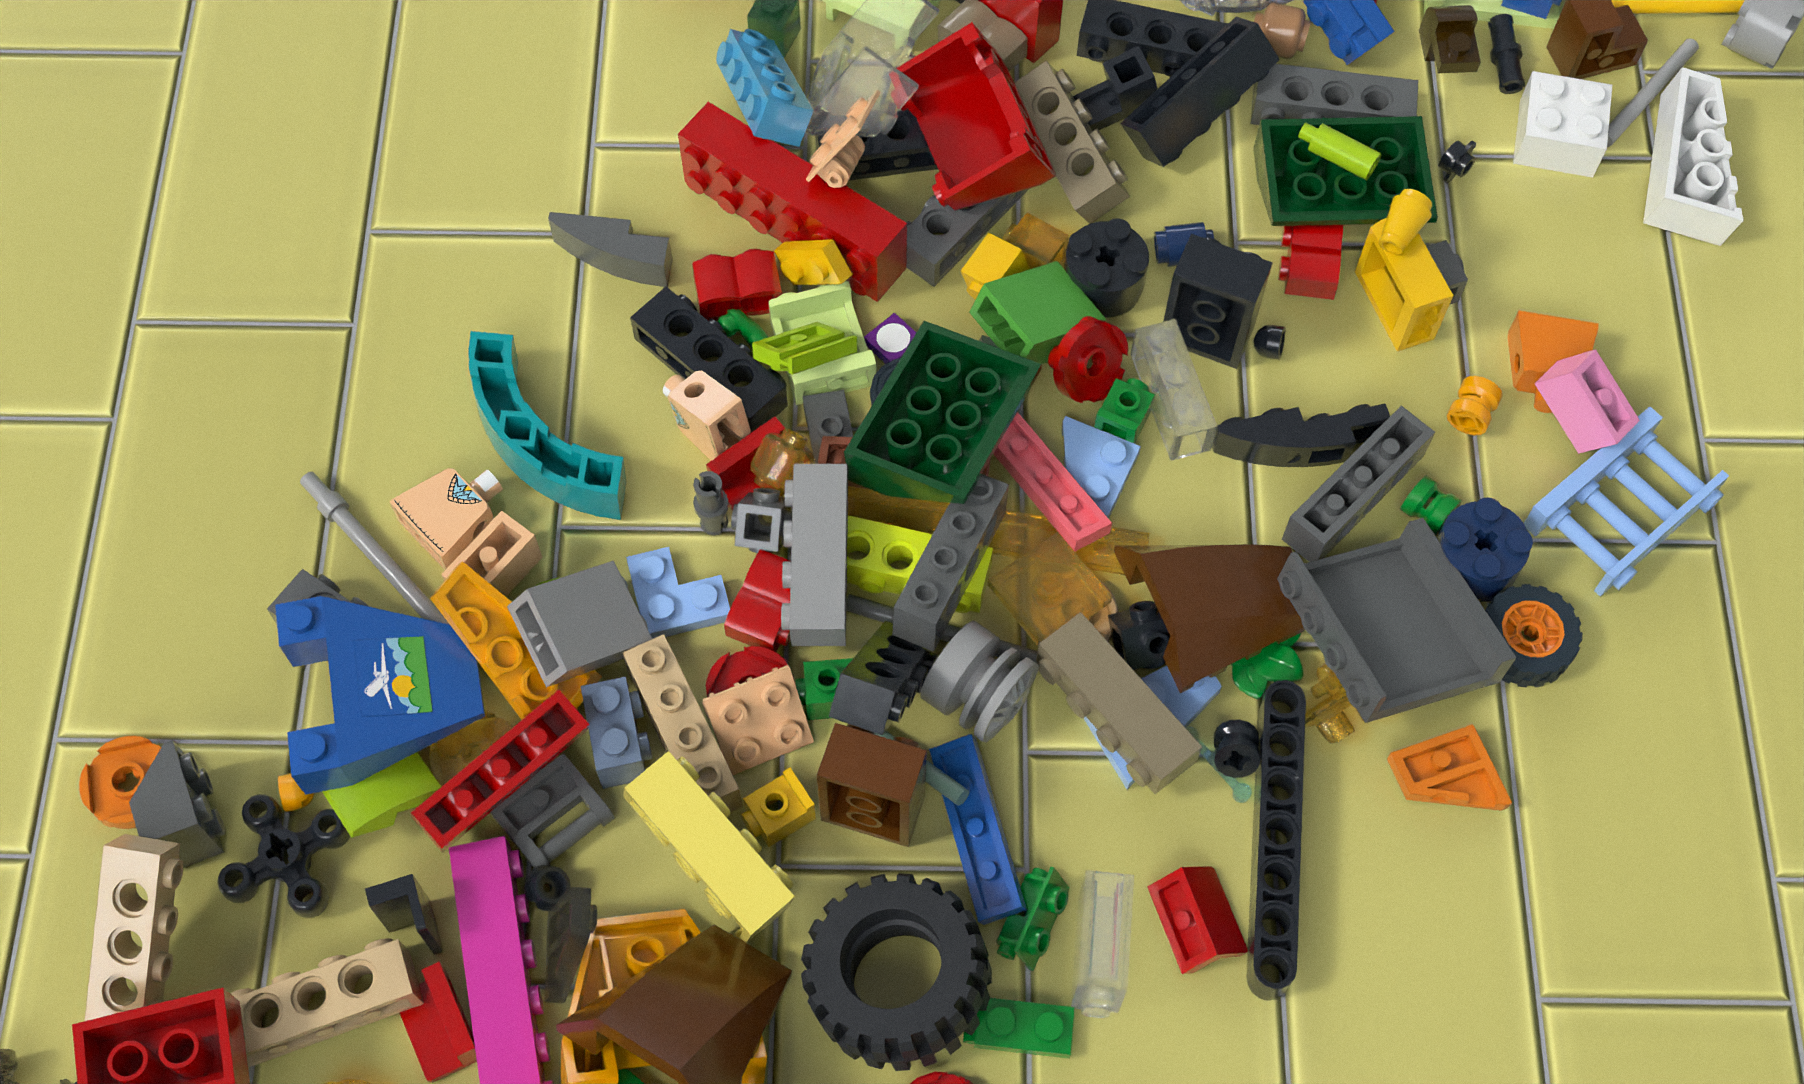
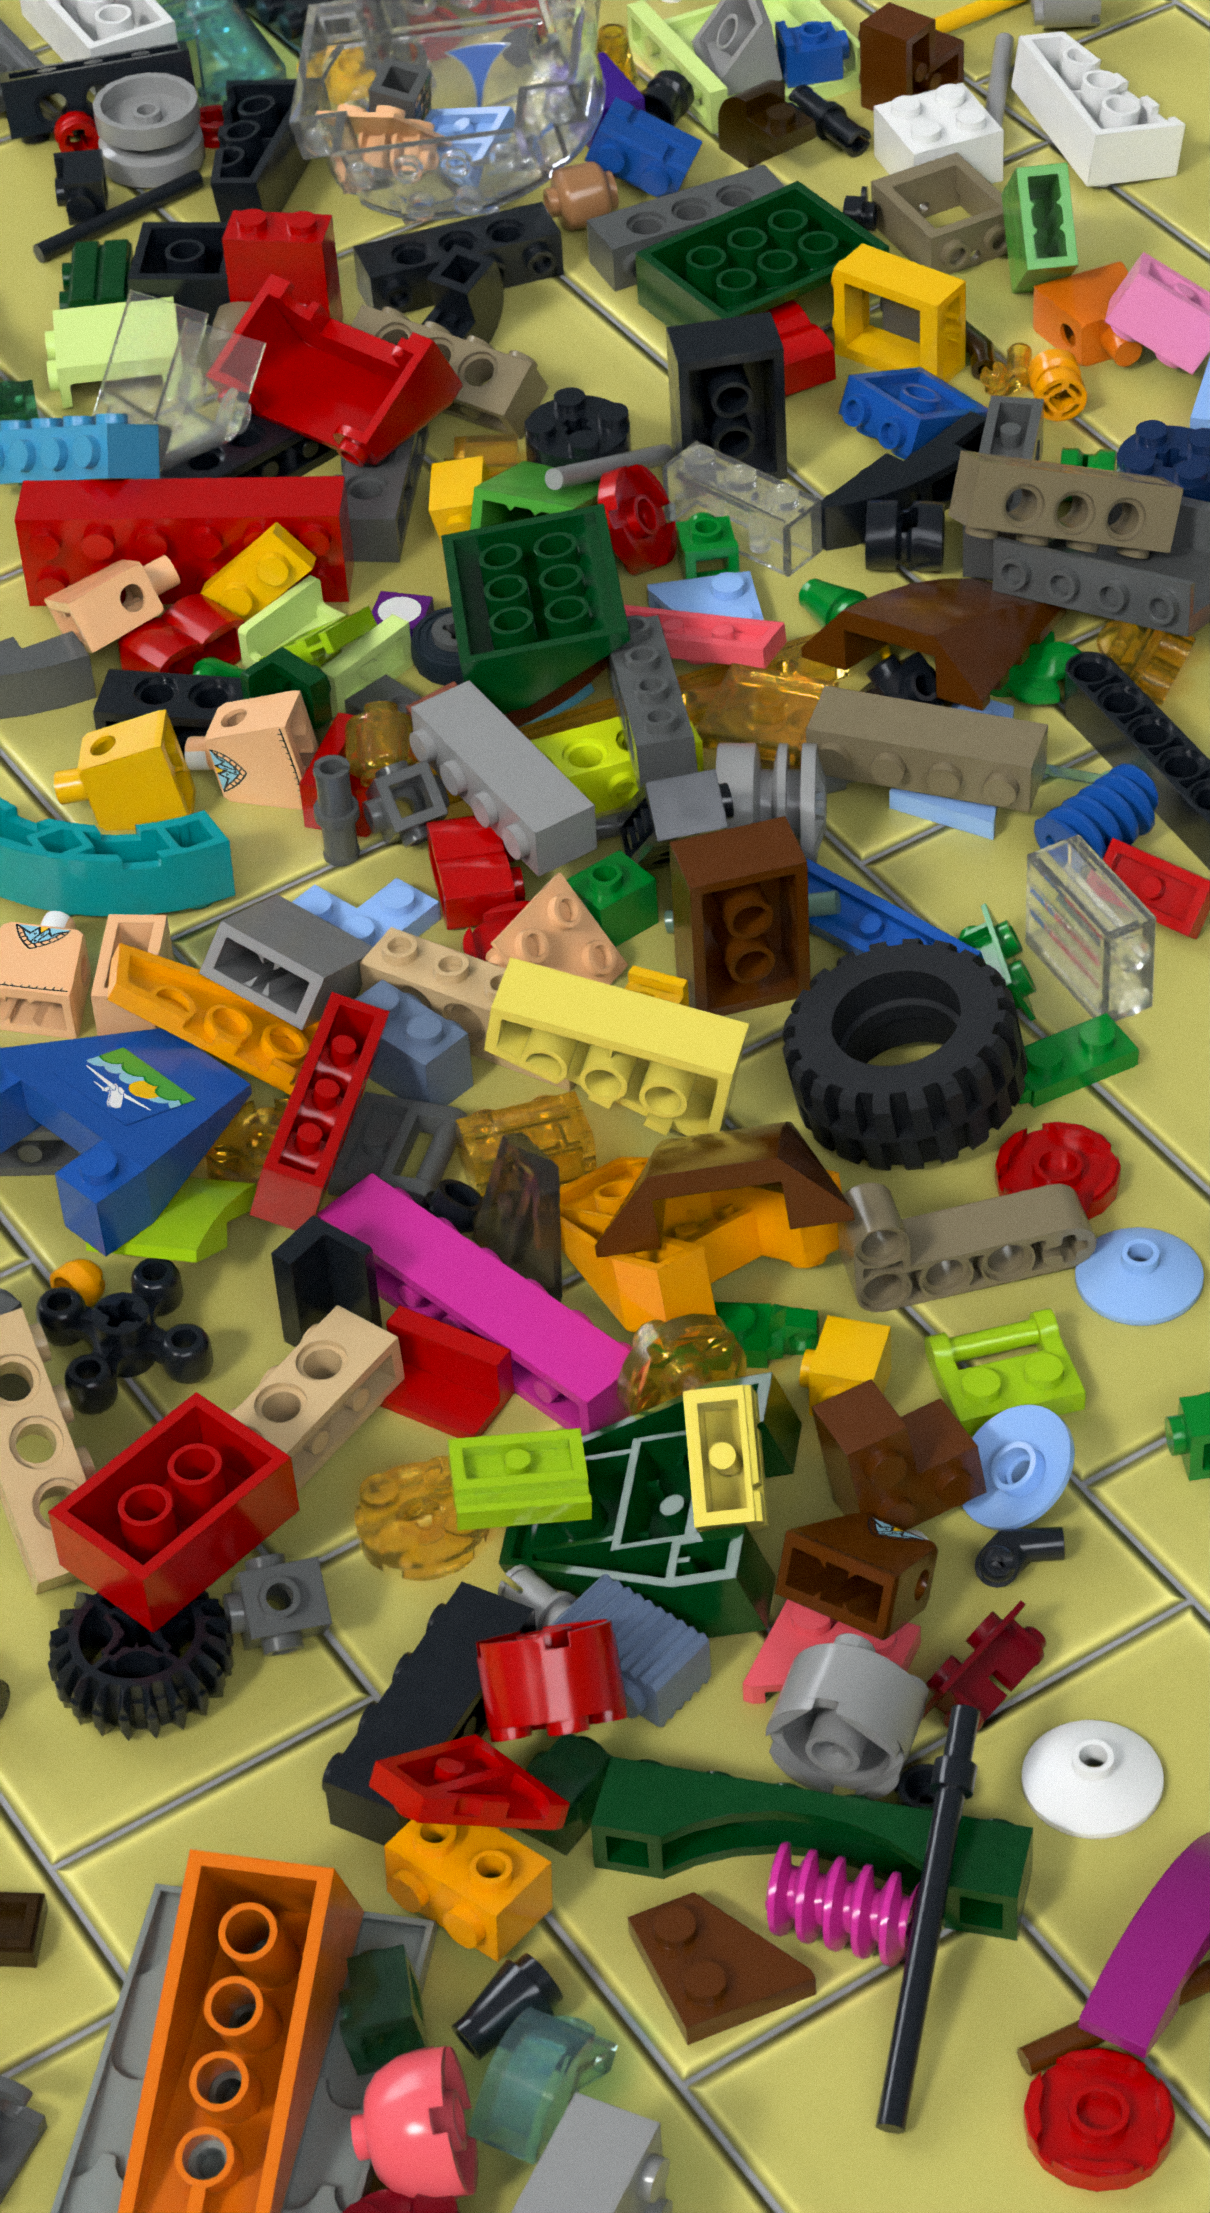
camera: 30 degrees left, 20 degrees down
(619, 387) = (130, 774): none -> yellow torso
(624, 866) = (548, 1120): none -> clear yellow brick
(706, 228) = (94, 604): none -> light nougat torso
(744, 371) = (287, 672): none -> dark green bracket
(841, 146) = (207, 446): light nougat hinge -> none
(1100, 304) = (592, 469): none -> light grey bar
(1170, 517) = (827, 600): none -> green cone
(1172, 241) = (644, 396): dark blue brick -> none
(1192, 835) = (1112, 807): none -> blue piece
(1200, 91) = (549, 262): black brick -> none
(1236, 748) = (1064, 736): black wheel -> none
(1248, 477) = (905, 535): none -> black wheel
(1270, 341) = (804, 434): black hinge -> none
(1340, 149) = (743, 231): lime cylinder -> none
(1355, 367) = (903, 407): none -> blue plate
(1363, 552) = (988, 480): none -> dark tan brick
(1405, 219) = (866, 237): yellow cone -> none
(1450, 336) = (979, 349): none -> dark brown arm
(1452, 375) = (1009, 379): none -> clear yellow arm
(1516, 163) = (933, 188): none -> dark tan window
(1552, 268) = (1039, 226): none -> bright green brick

